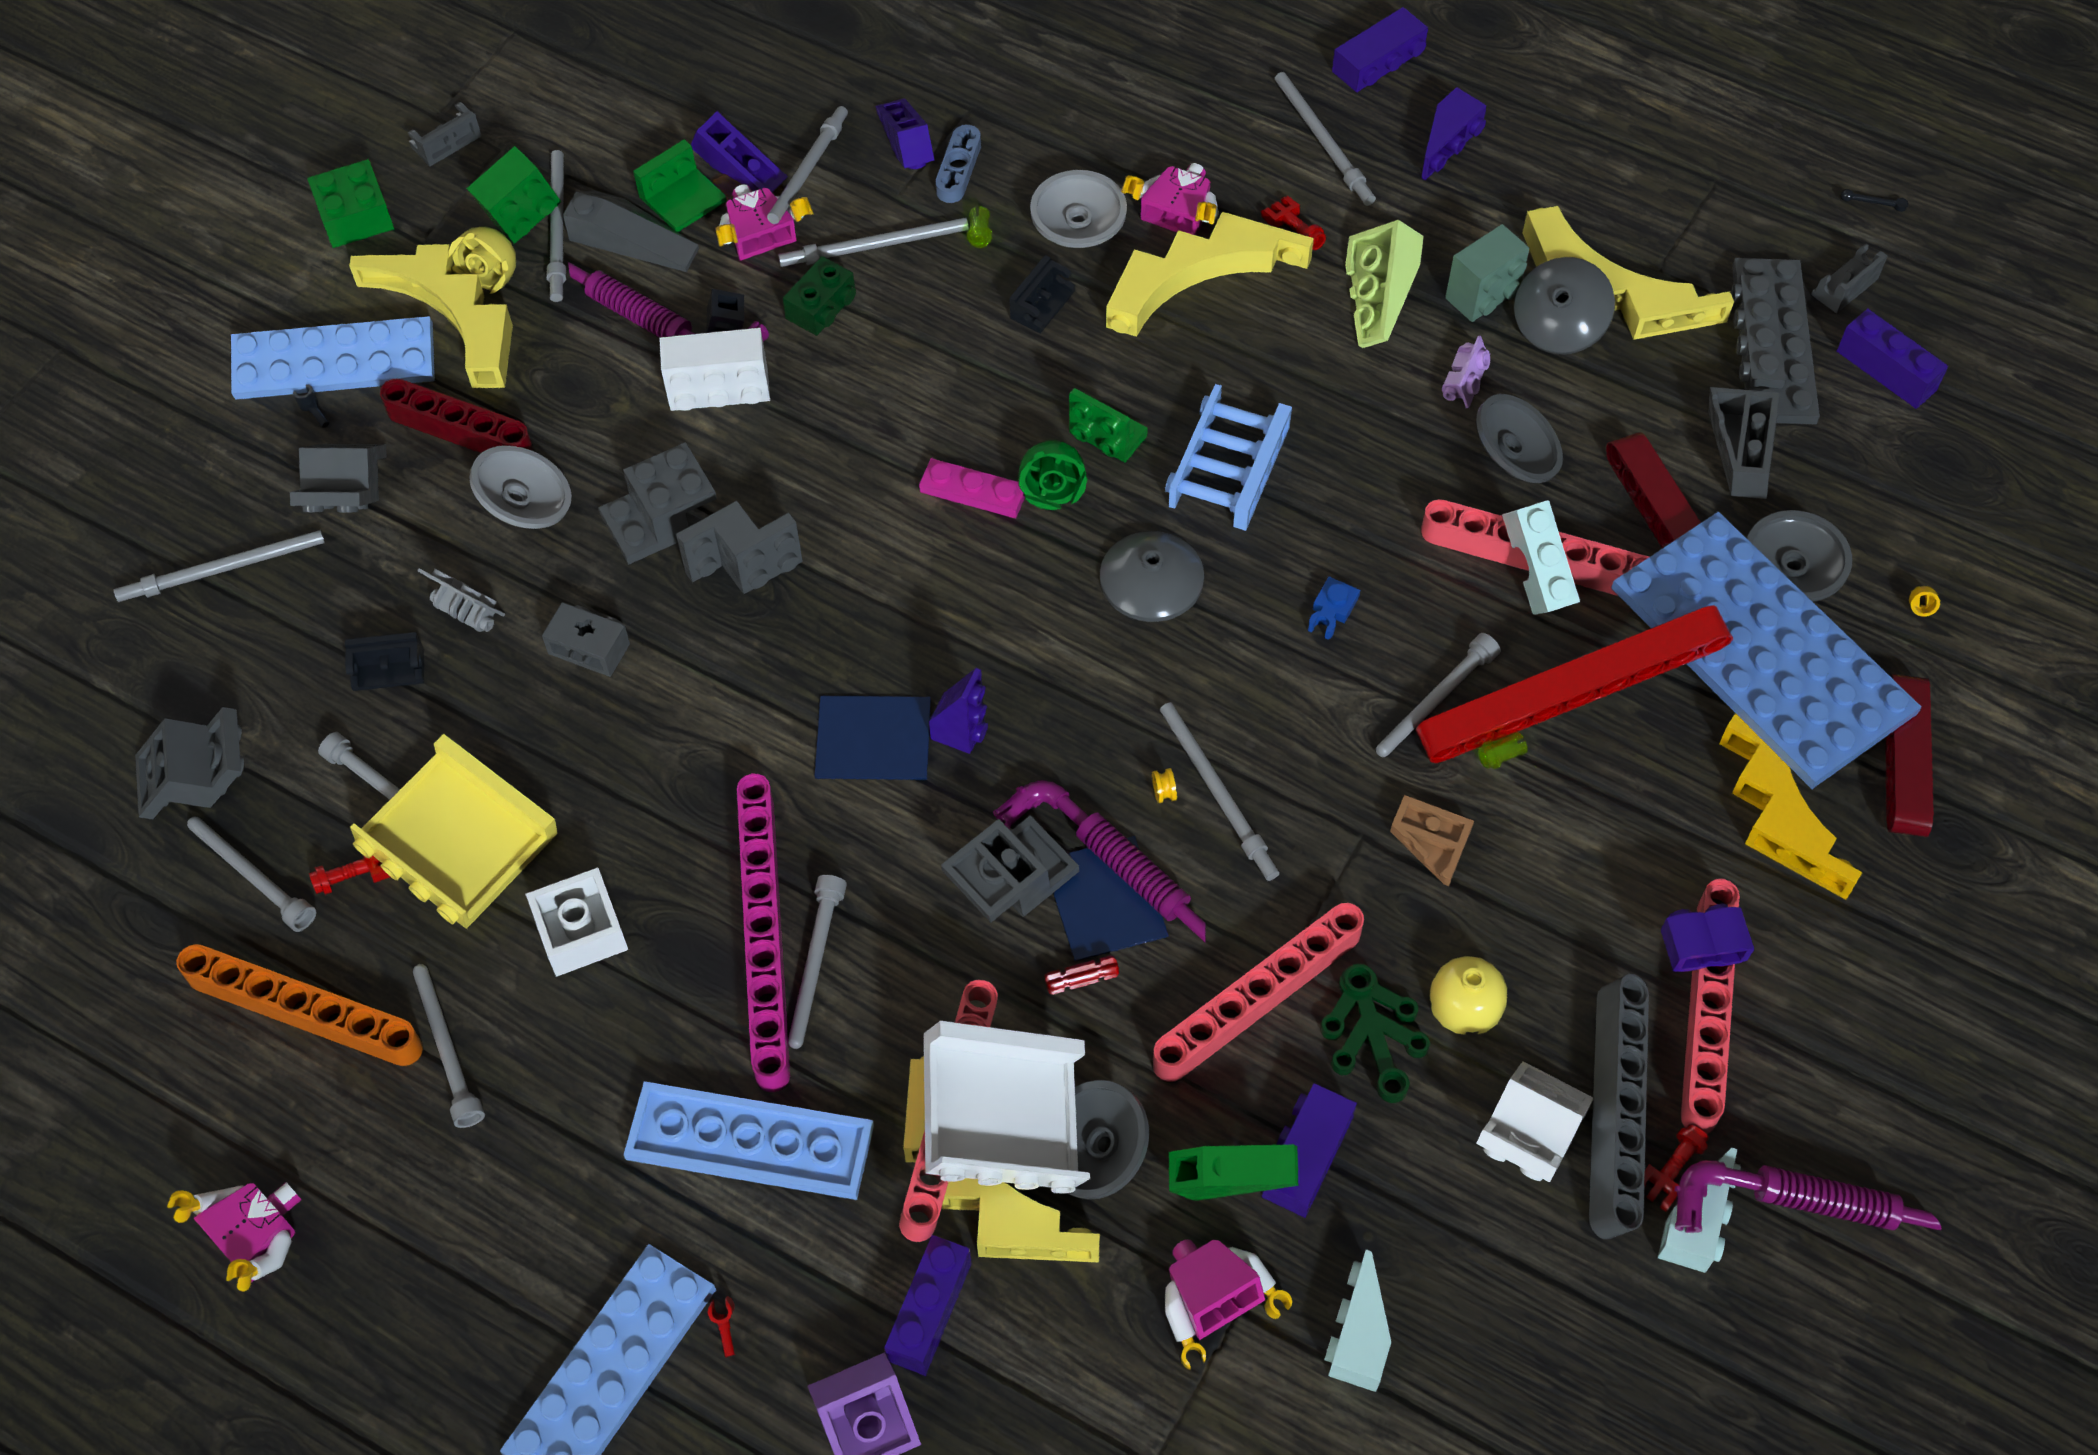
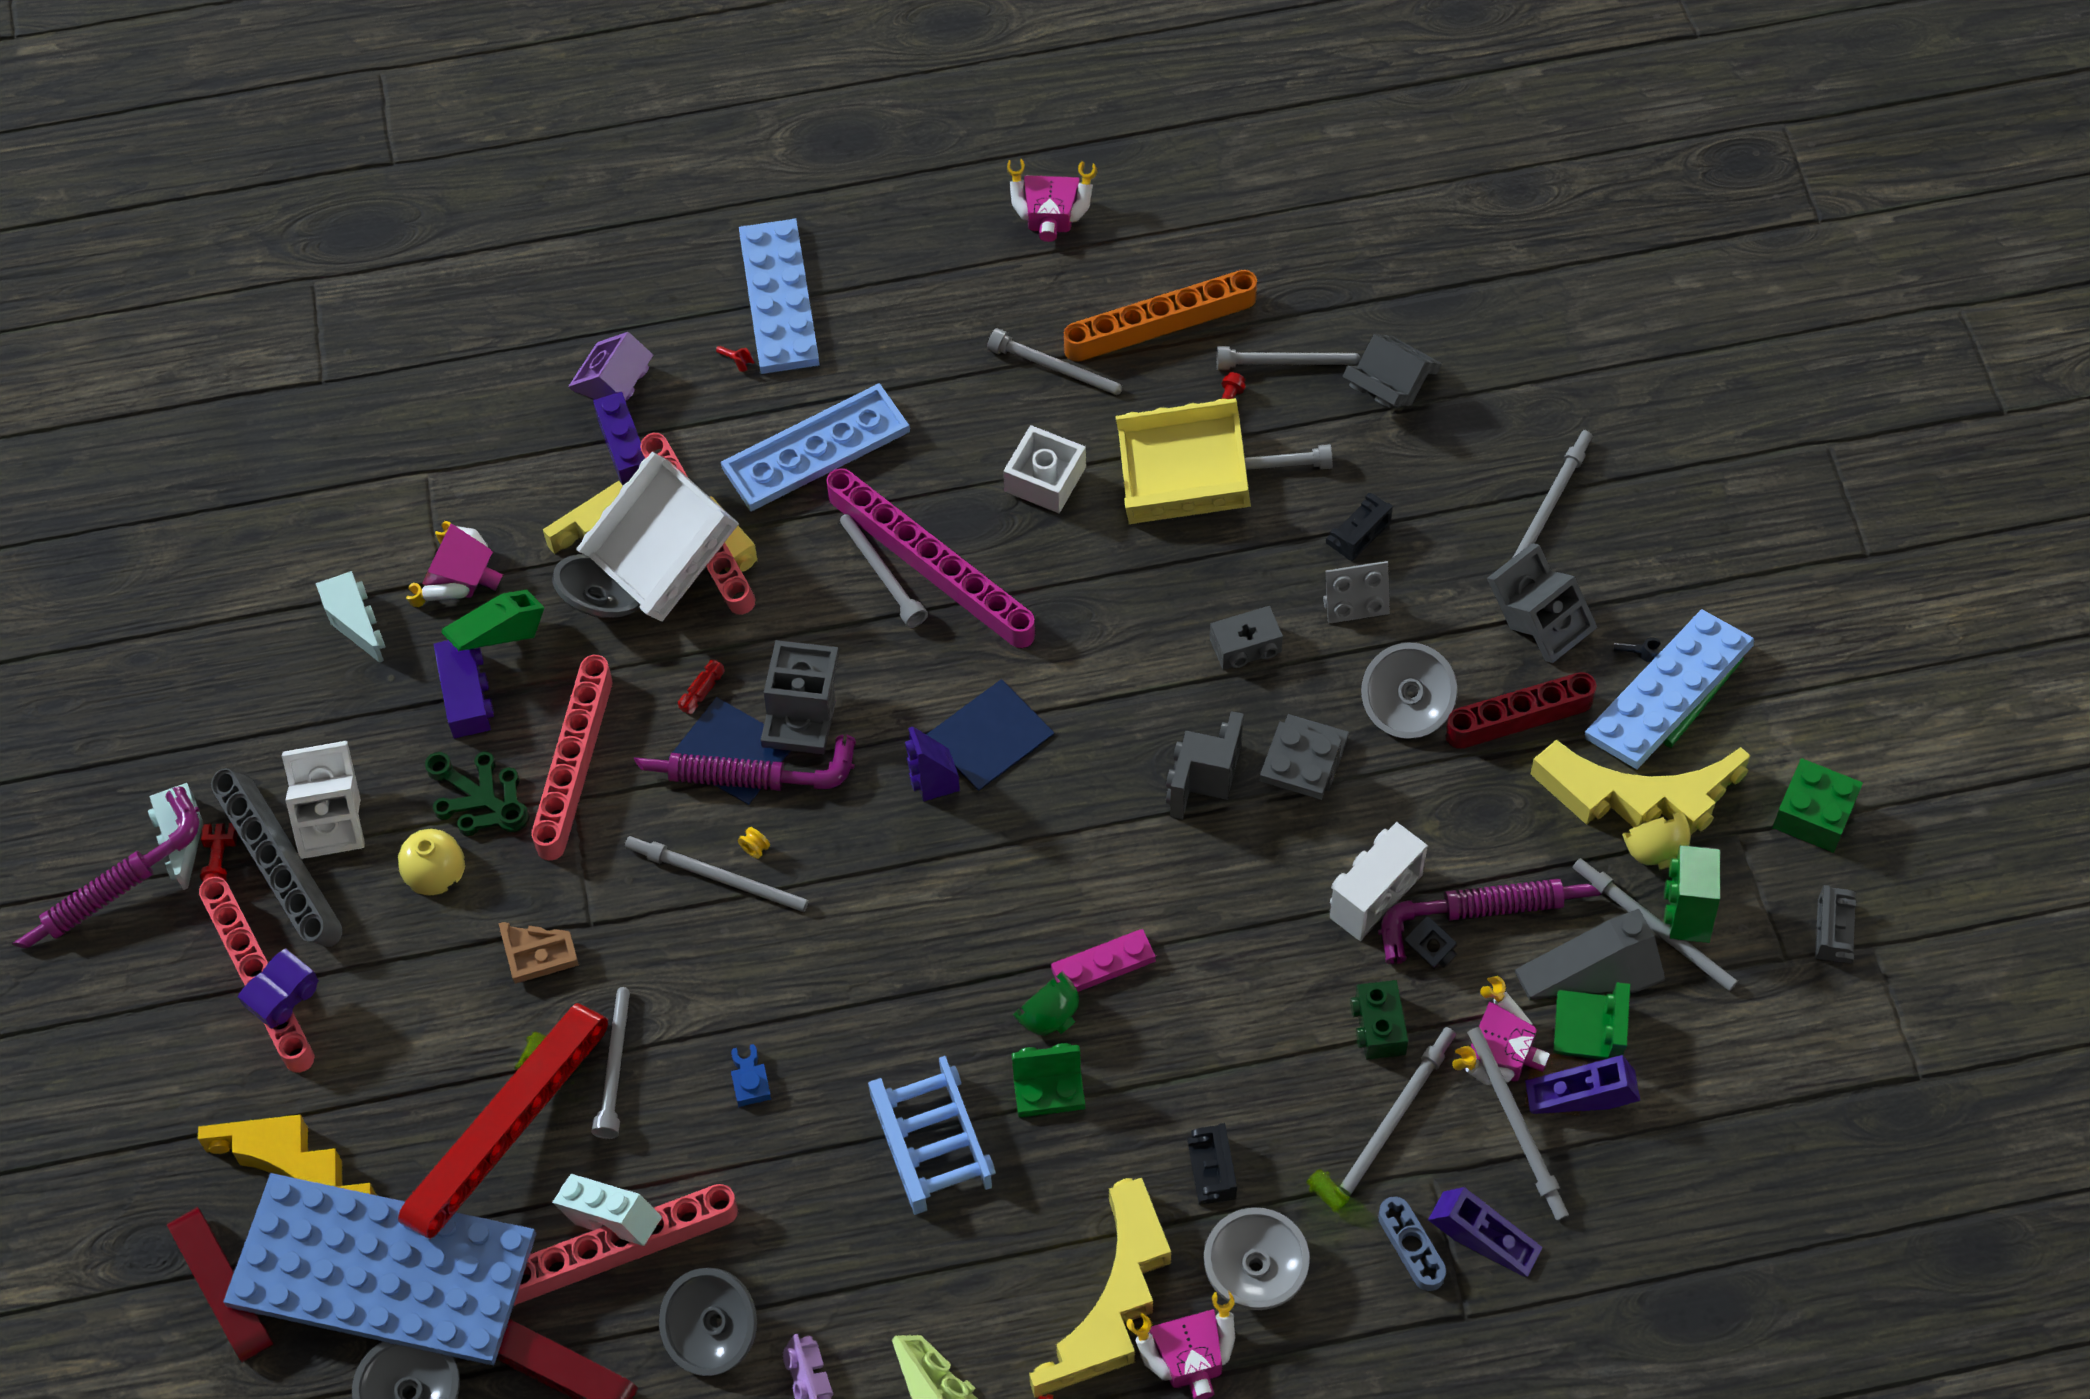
camera: 140 degrees right, 0 degrees up
(1152, 590) = (908, 1017): dark grey dish -> none

